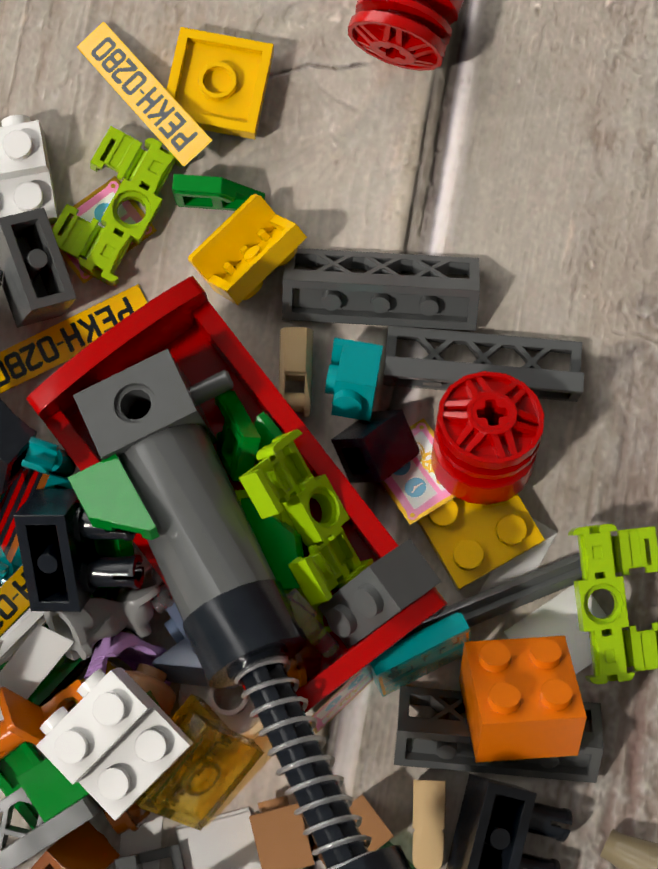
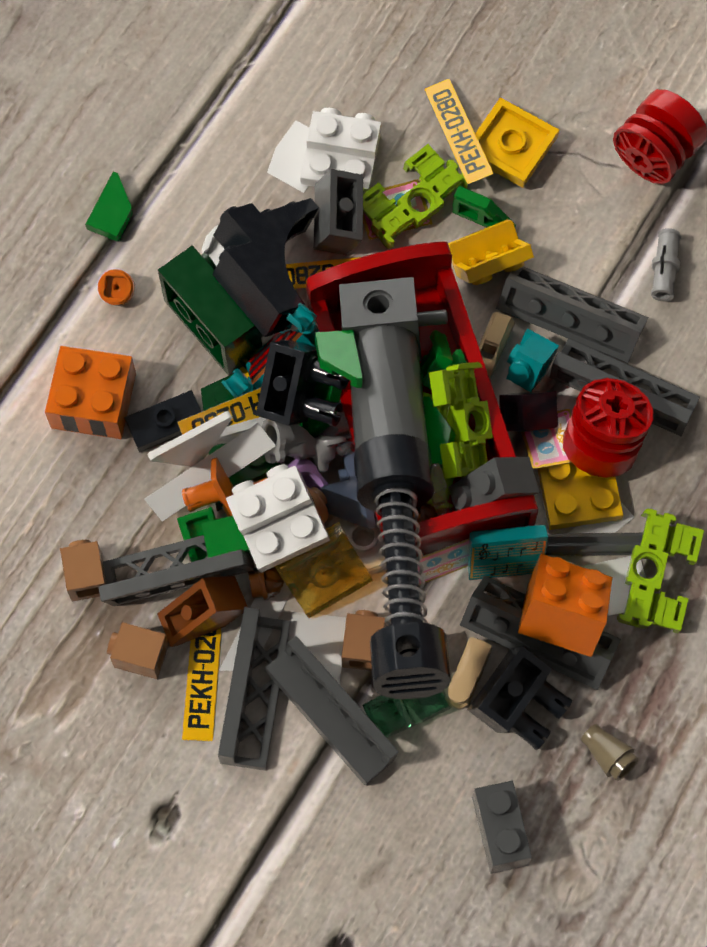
camera: 20 degrees right, 10 degrees down
(476, 179) = (666, 264): none -> light grey pin

